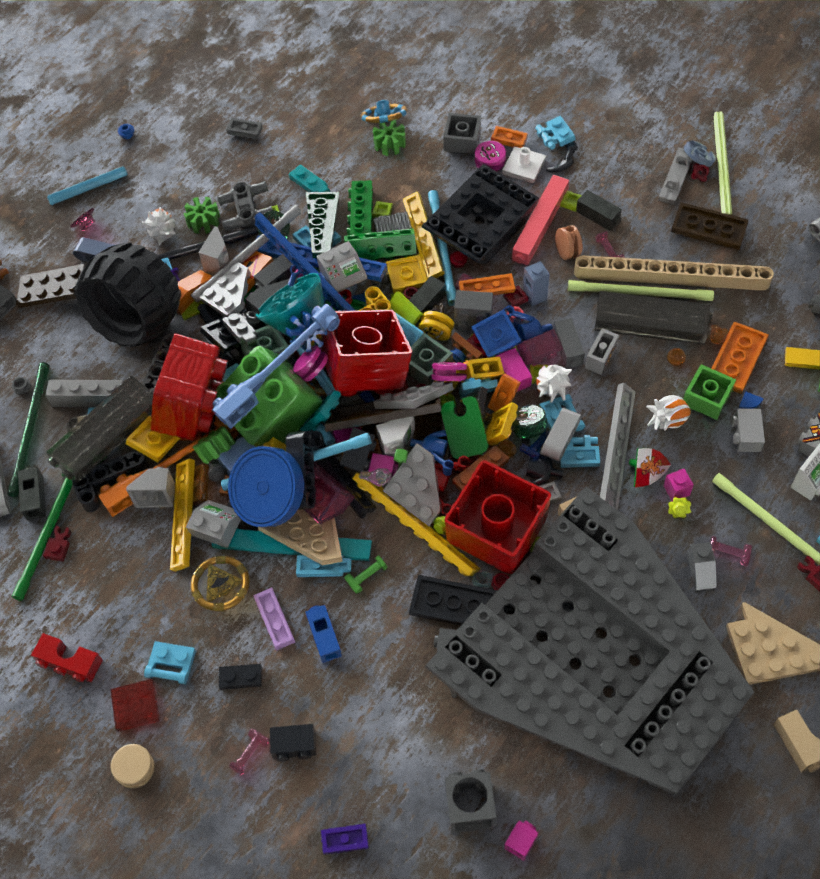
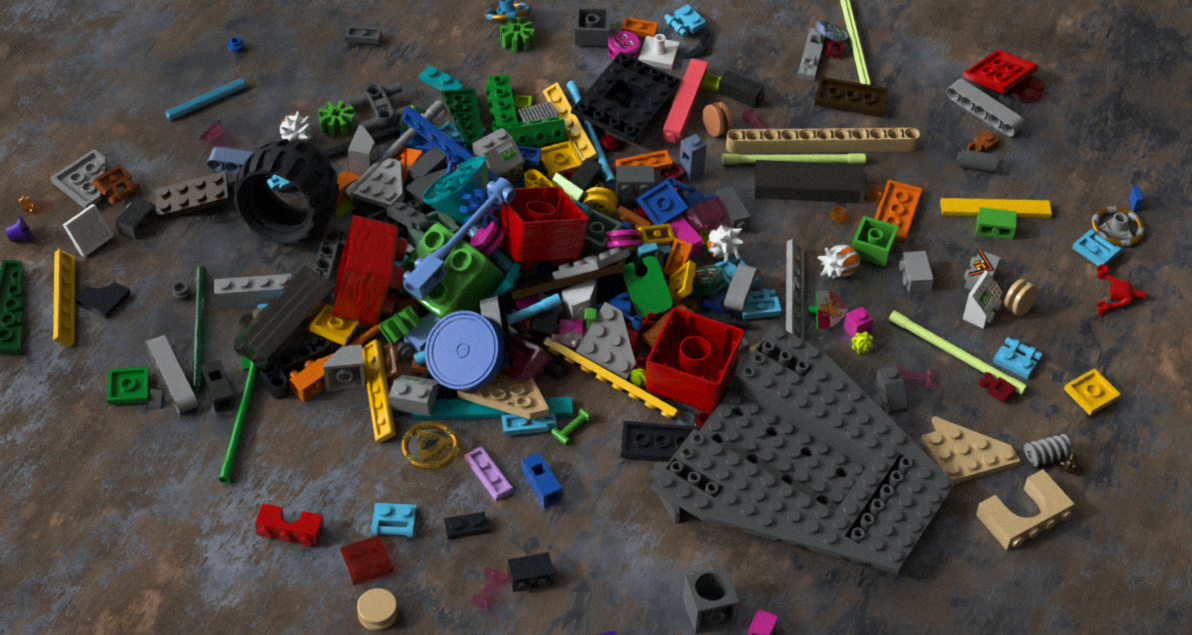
camera: 15 degrees left, 10 degrees down
(57, 548) = (255, 431): dark red plate -> none
(601, 351) = (766, 213): light grey brick -> none
(750, 401) = (914, 246): blue tile -> none

